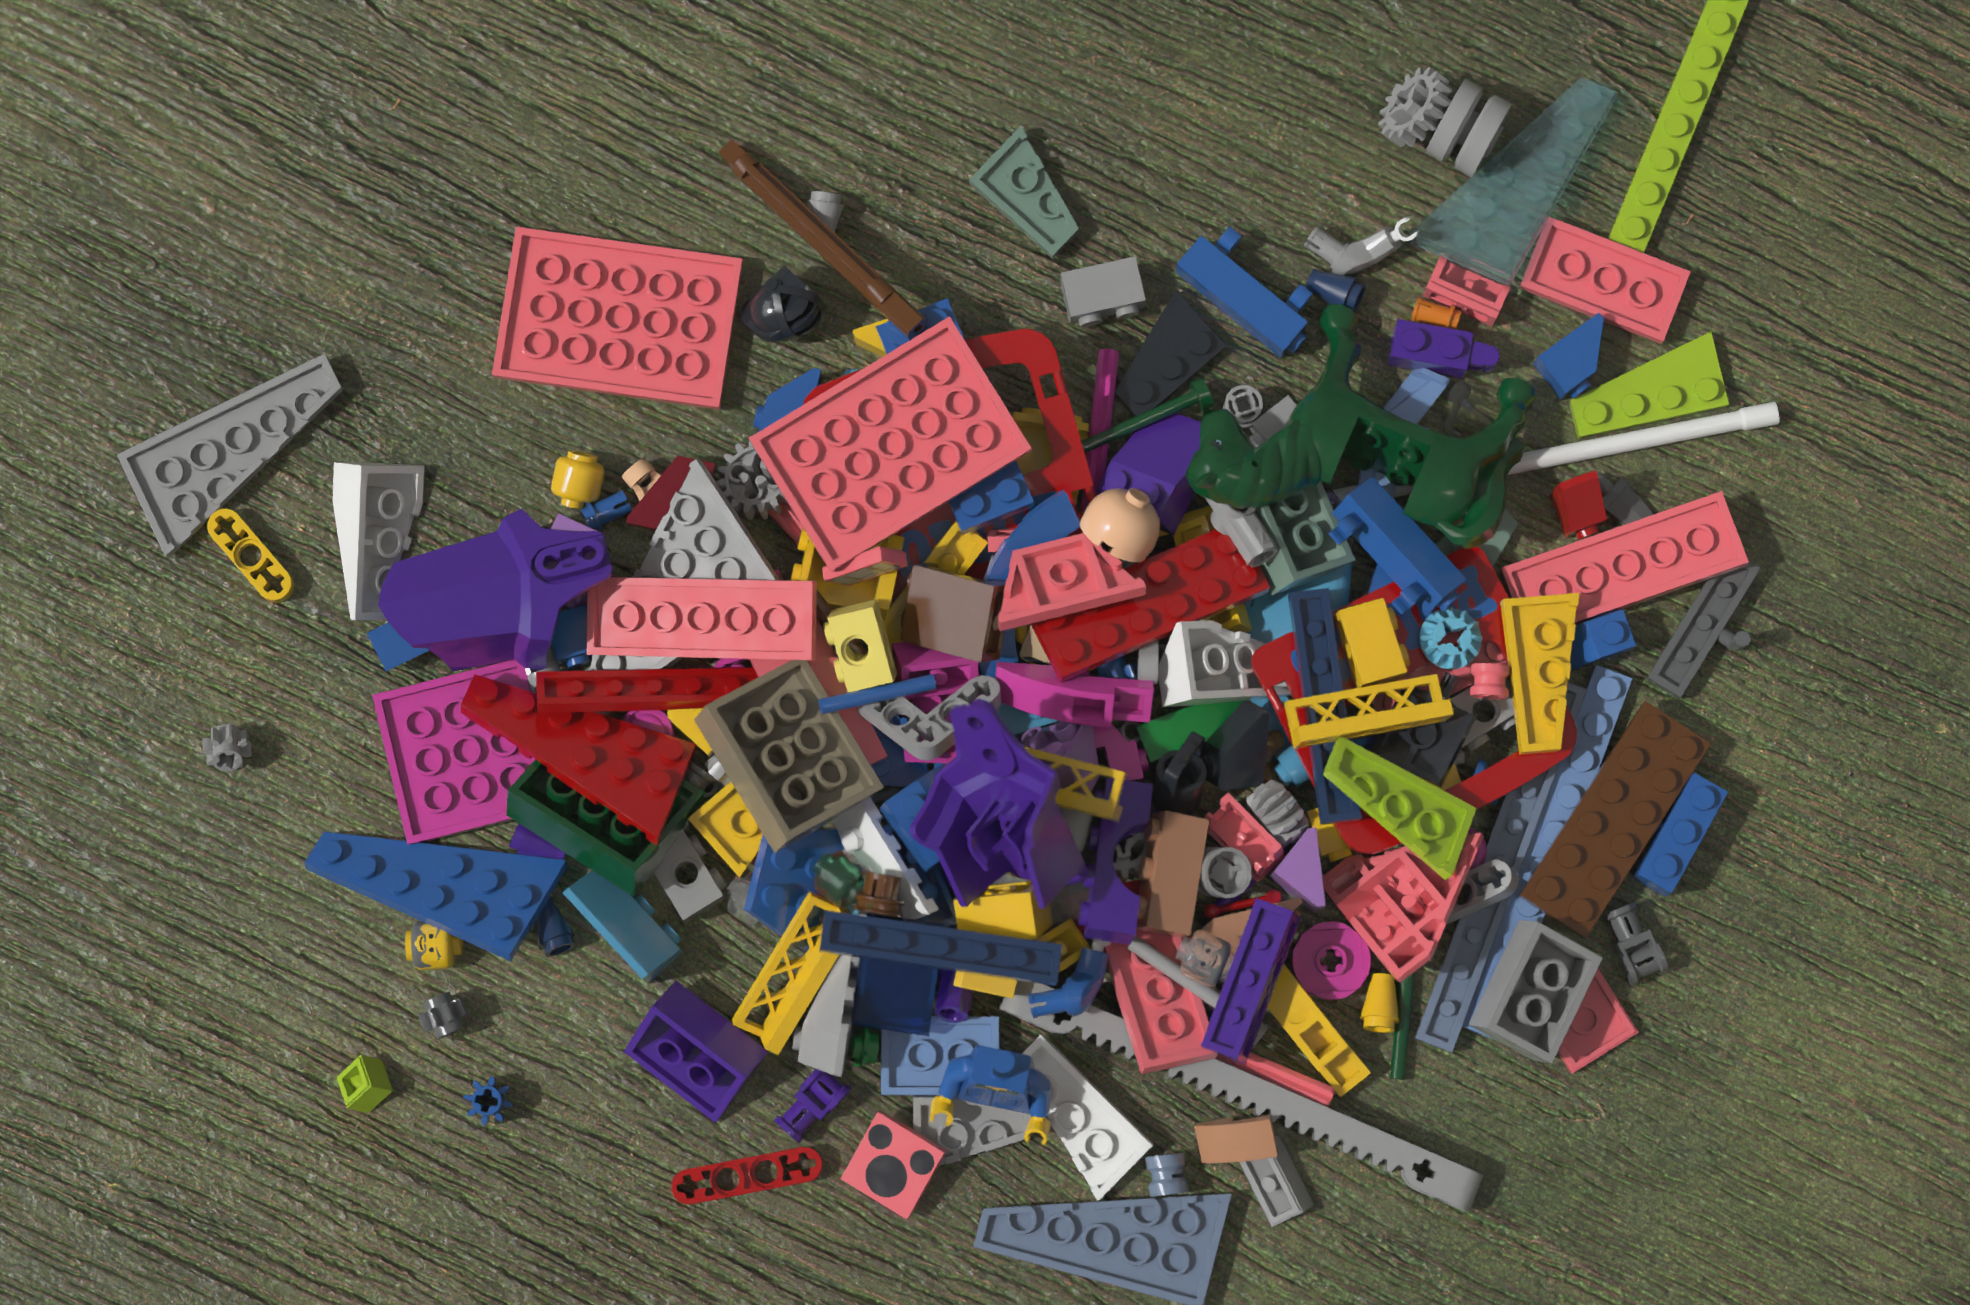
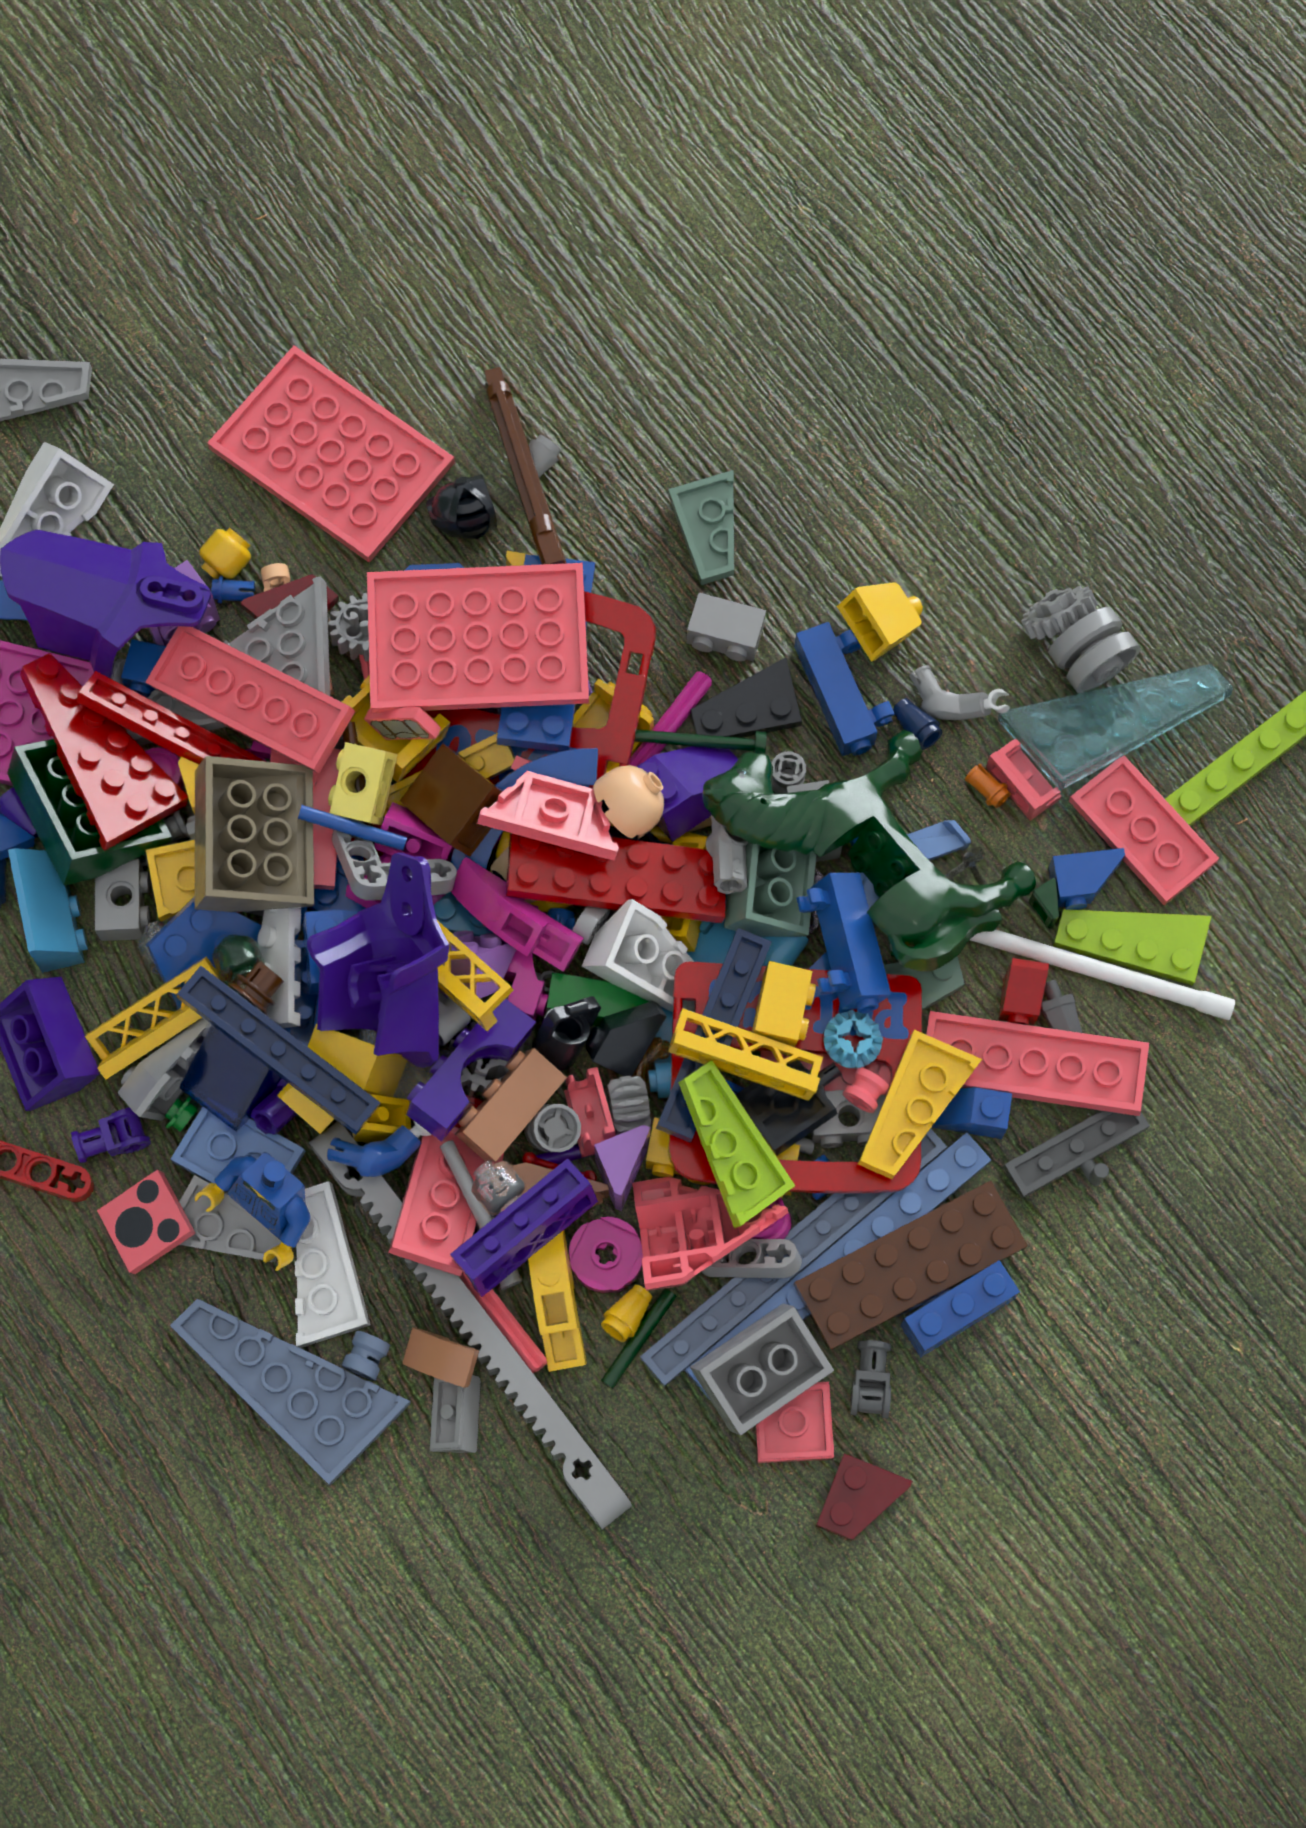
camera: 25 degrees right, 10 degrees down
(1249, 203) = (881, 617): none -> yellow torso
(1439, 350) = (975, 811): dark purple hinge -> none
(1553, 403) = (1045, 903): none -> dark green slope
(1678, 1054) = (859, 1496): none -> dark red wing

